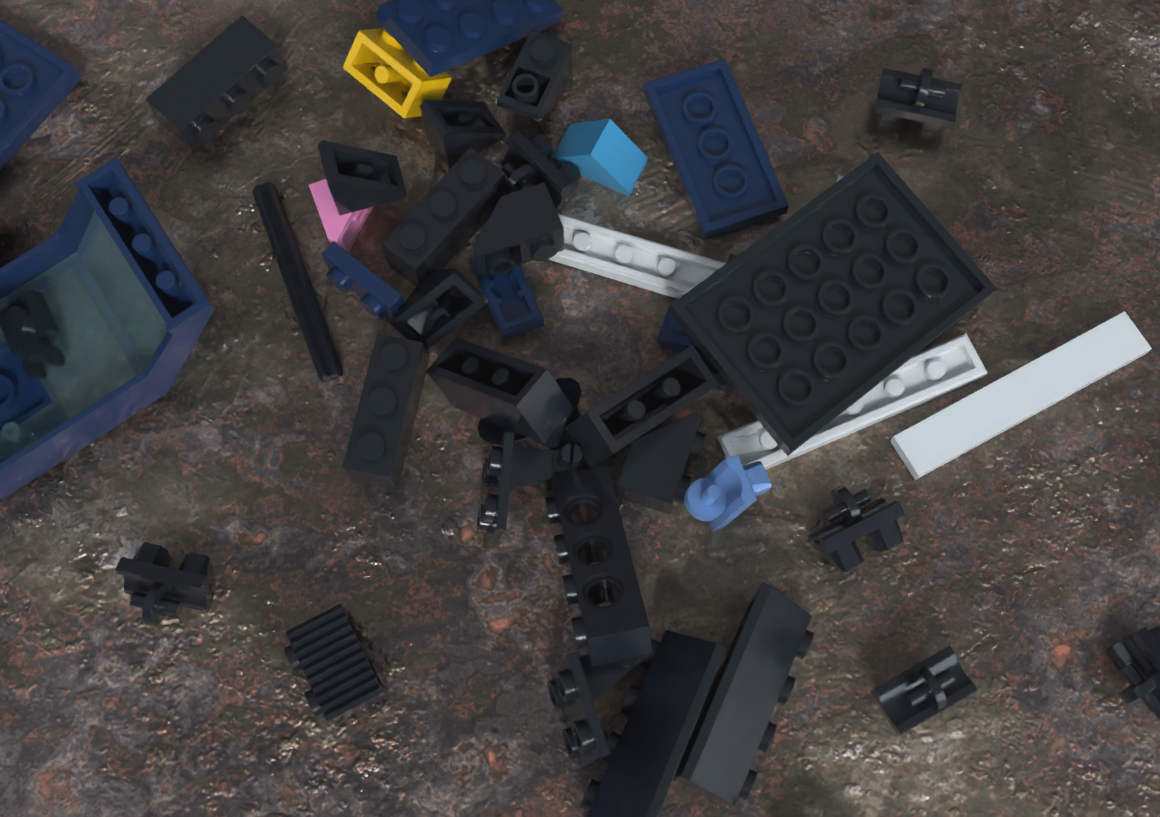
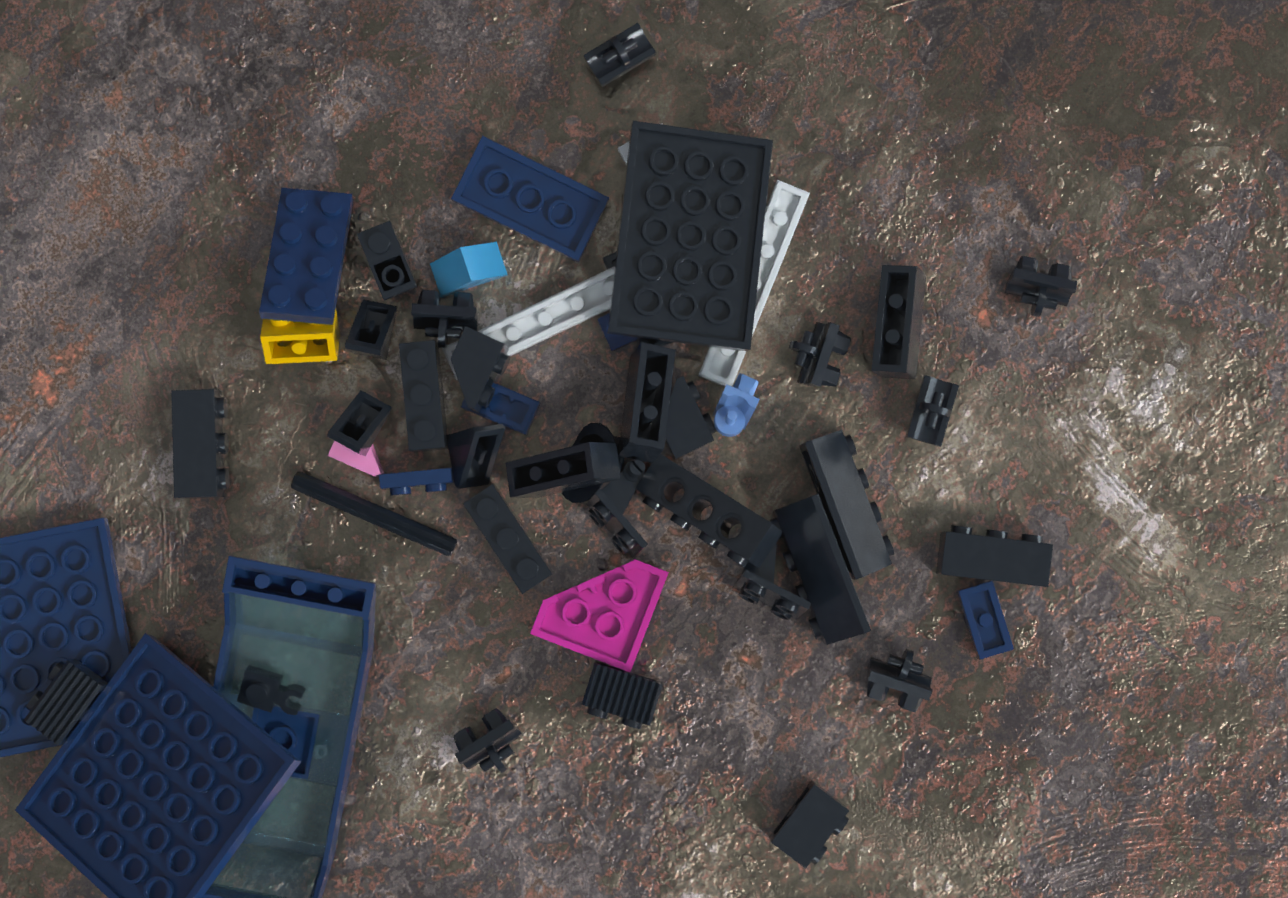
camera: 50 degrees left, 15 degrees up
(401, 572) = (605, 614): none -> dark pink plate
(969, 568) = (898, 322): none -> black brick
(1019, 395) = (838, 187): white tile -> none

